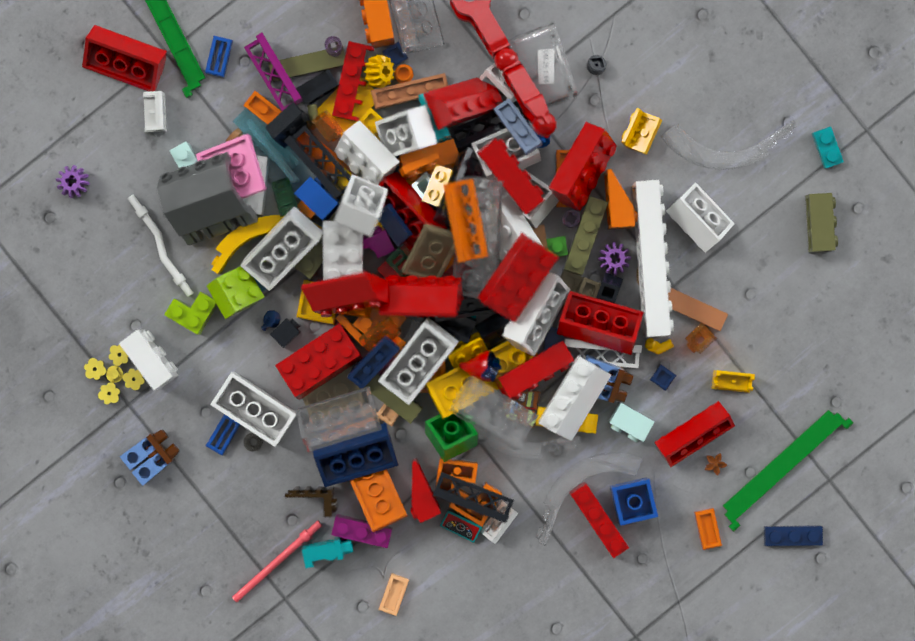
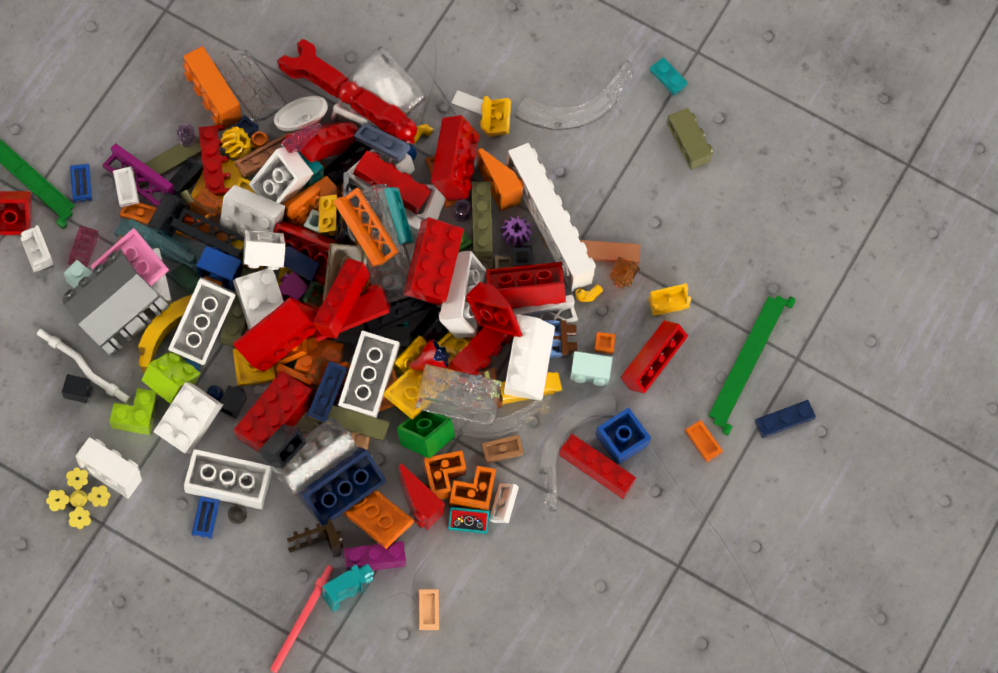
camera: 25 degrees left, 20 degrees down
(147, 268) = (77, 388): none -> black brick
(155, 453) = (140, 562): medium blue hips -> none
(202, 109) = (82, 232): none -> clear pink slope
(237, 338) = (188, 418): none -> white brick
(258, 80) = (126, 186): none -> white tile
(312, 403) = (282, 446): none -> black brick
(416, 284) = (341, 298): none -> red brick
(432, 106) = (301, 138): none -> clear pink slope
(451, 63) = (301, 113): none -> white dish
(470, 504) = (469, 485): black fence -> none
(502, 217) = (399, 216): none -> teal tile
(518, 469) = (502, 449): none -> medium nougat plate
(554, 342) = (492, 310): none -> red slope
(565, 118) = (423, 129): none -> yellow arm
(596, 65) = (433, 75): black tile -> none
(620, 103) = (468, 102): none -> white sticker
(654, 401) = (604, 343): none -> orange plate
(662, 377) = (604, 321): dark blue tile -> none
(700, 217) = (579, 170): white slope -> none
(715, 463) = (685, 380): dark orange plant -> none

